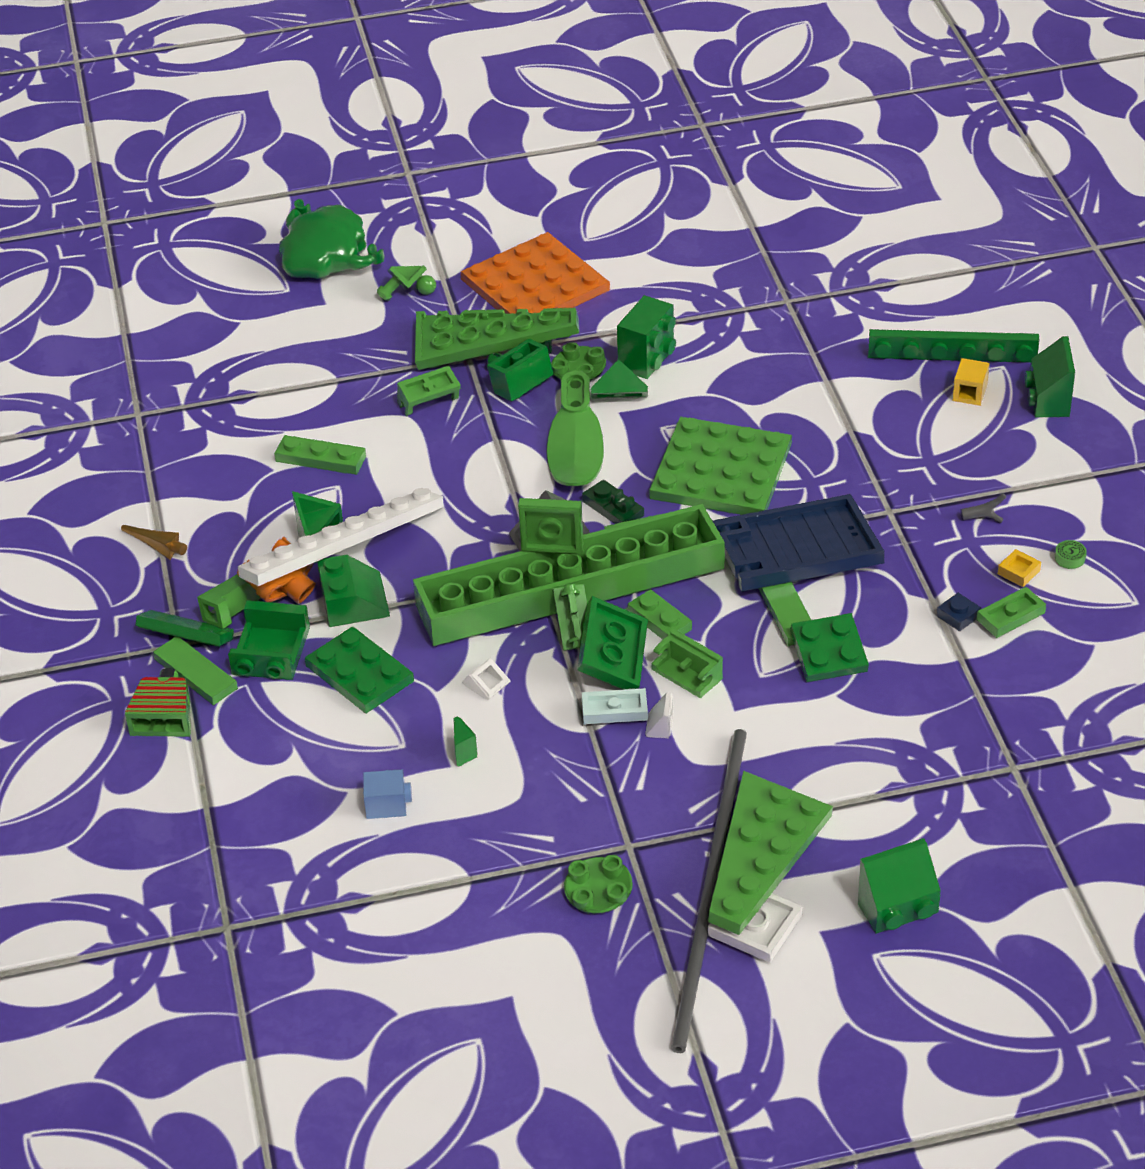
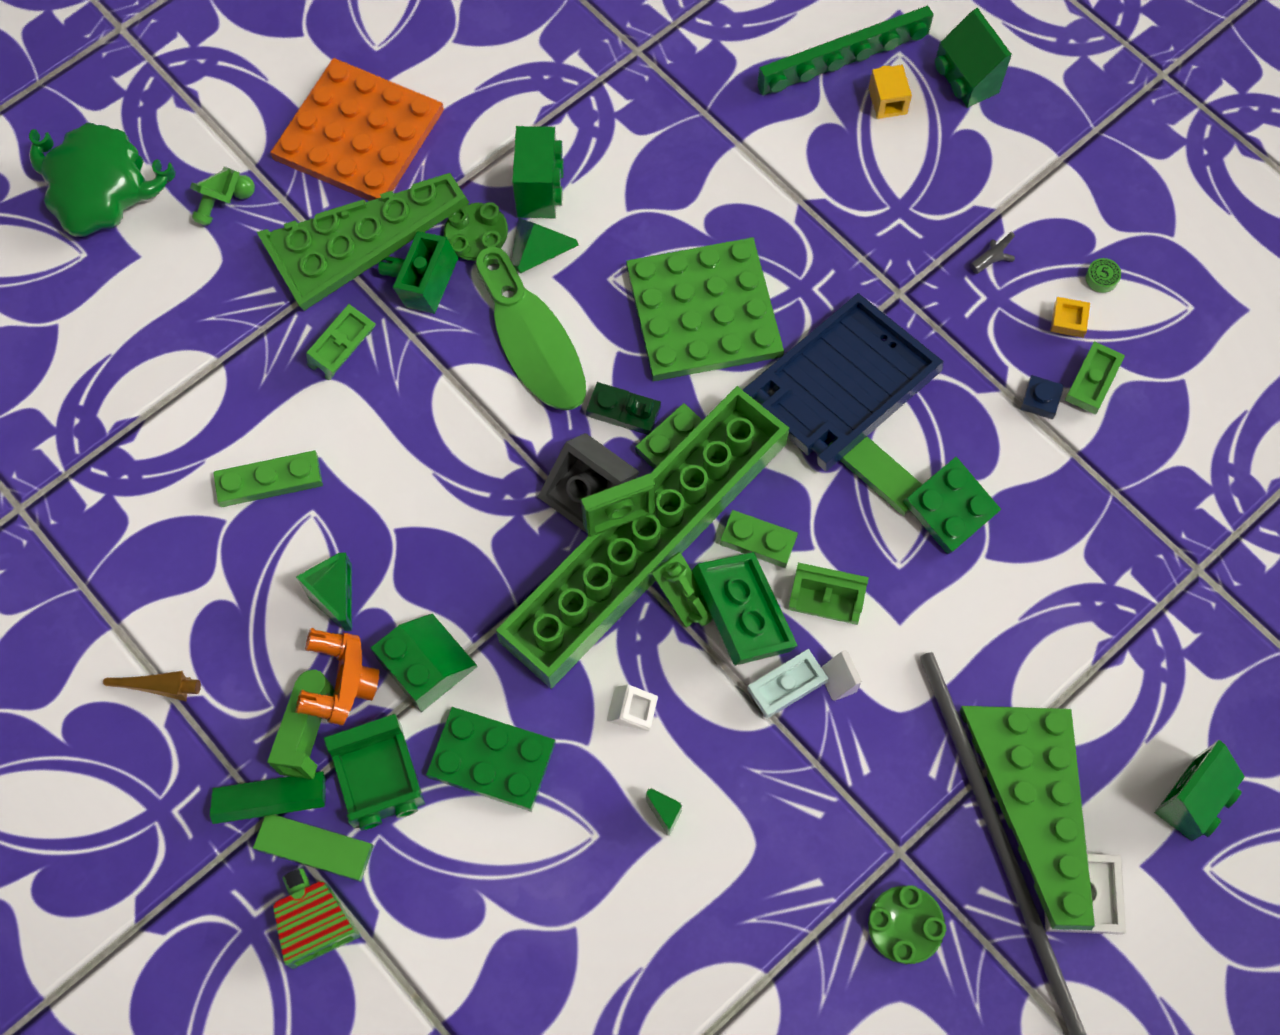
camera: 30 degrees left, 25 degrees up
(339, 537) = (375, 606): white plate -> none
(386, 794) = (627, 918): medium blue brick -> none

